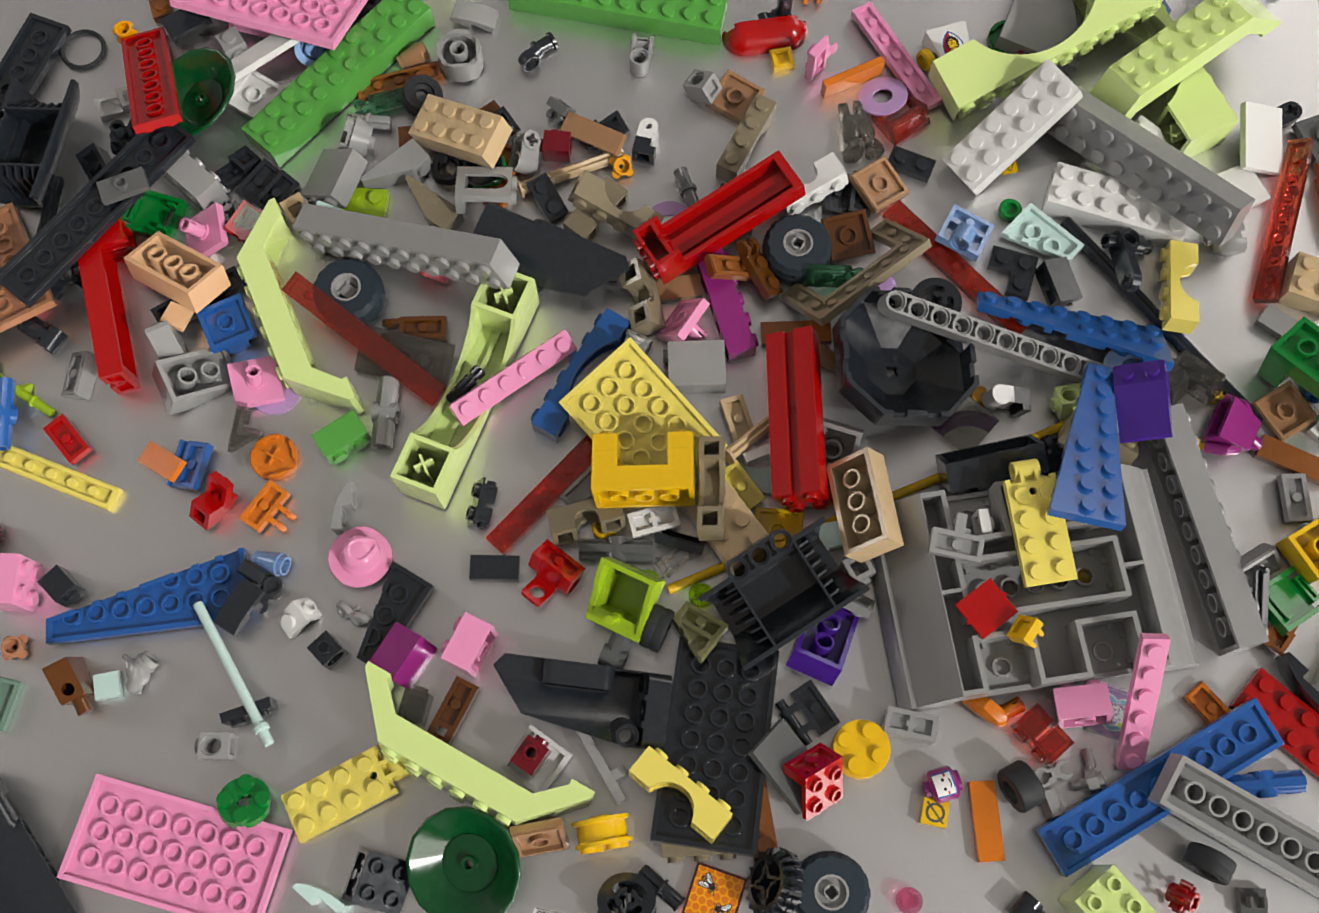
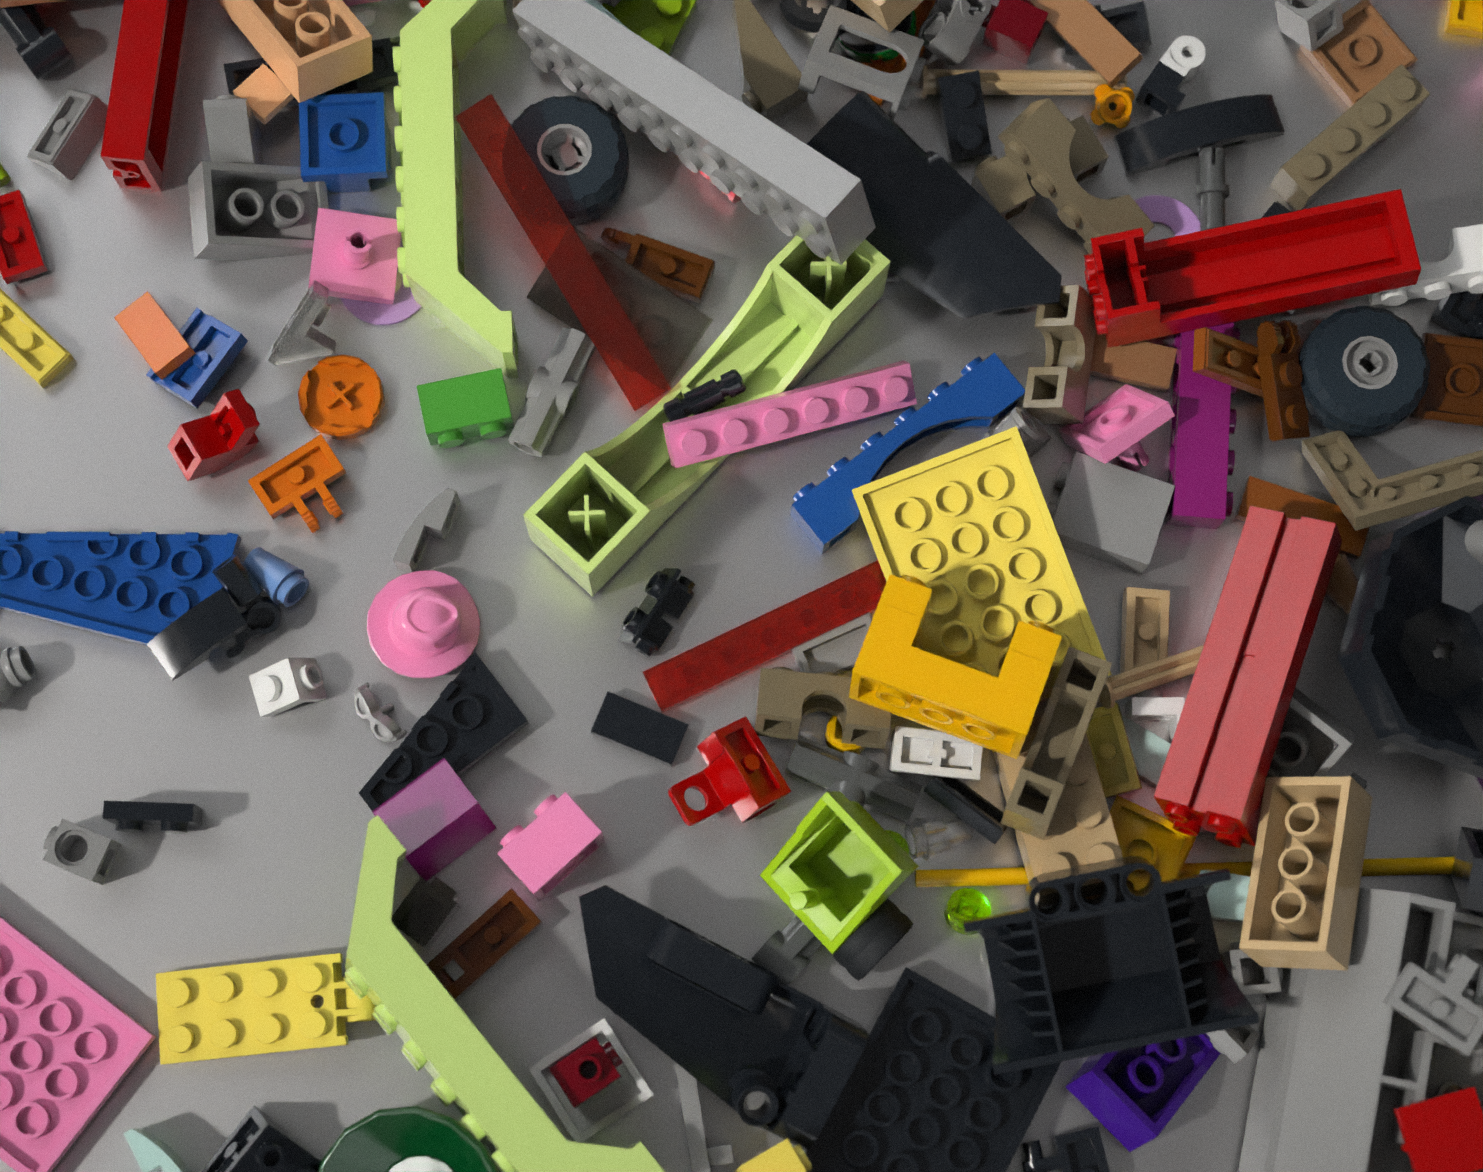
camera: 15 degrees right, 5 degrees up
(241, 788) = (84, 984): green plate -> none
(261, 727) = (163, 851): light aqua bar -> none
(327, 650) = (316, 762): black brick -> none
(666, 162) = (1196, 128): none -> black slope
(699, 629) = (942, 969): olive wing -> none
(828, 275) = (1402, 441): clear green plate -> none

